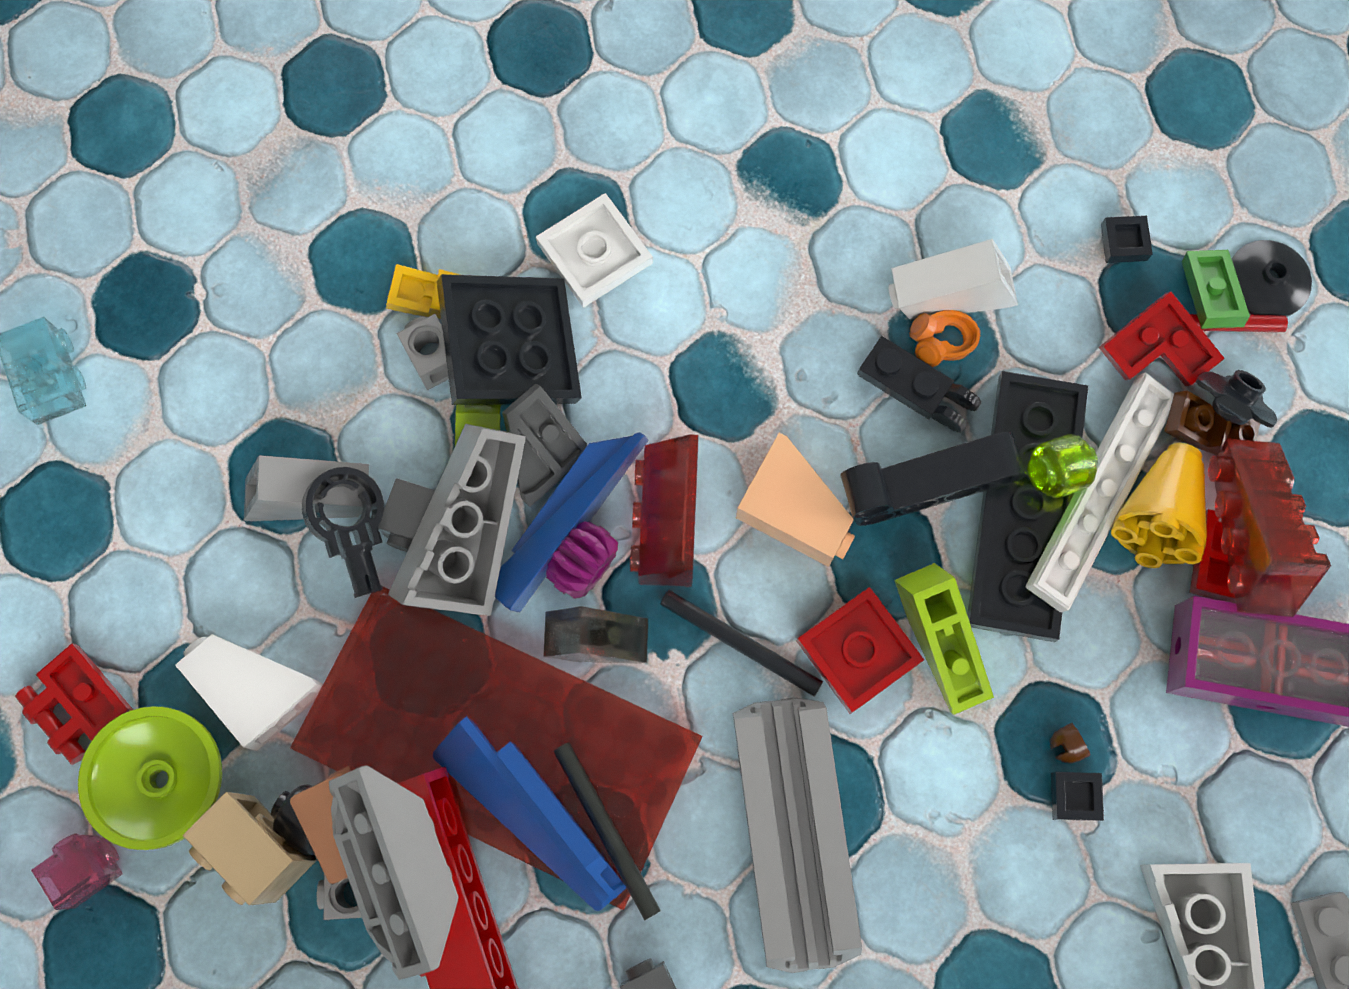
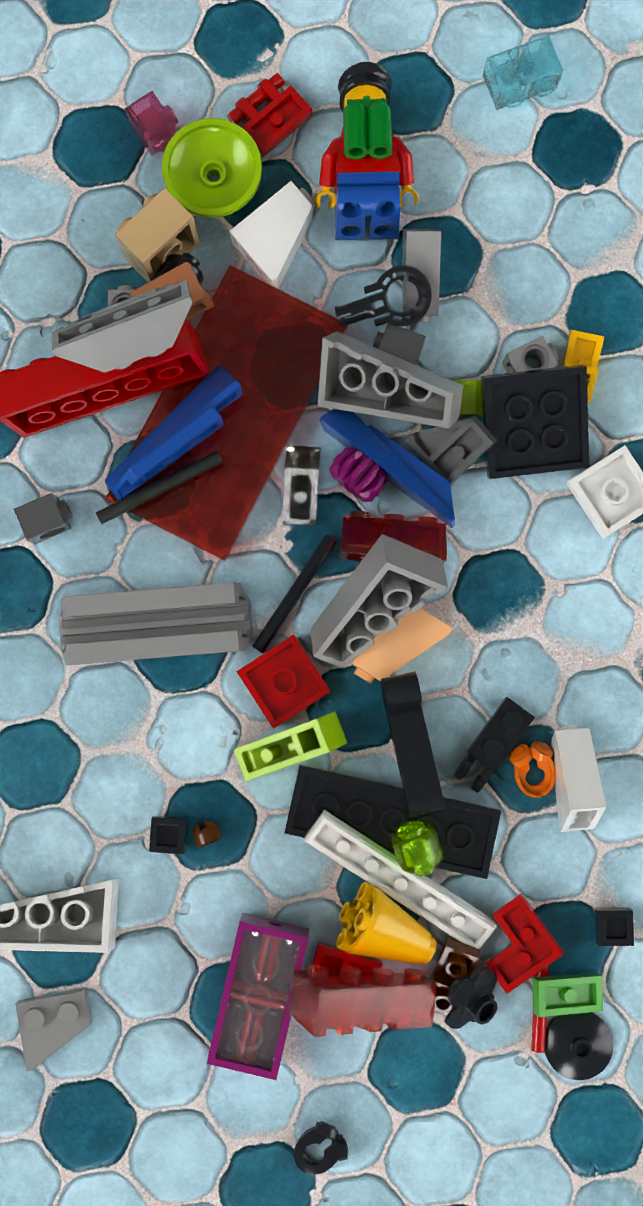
camera: 95 degrees right, 10 degrees up
(150, 561) = (366, 159): none -> piece
(753, 526) = (373, 599): none -> light grey wedge

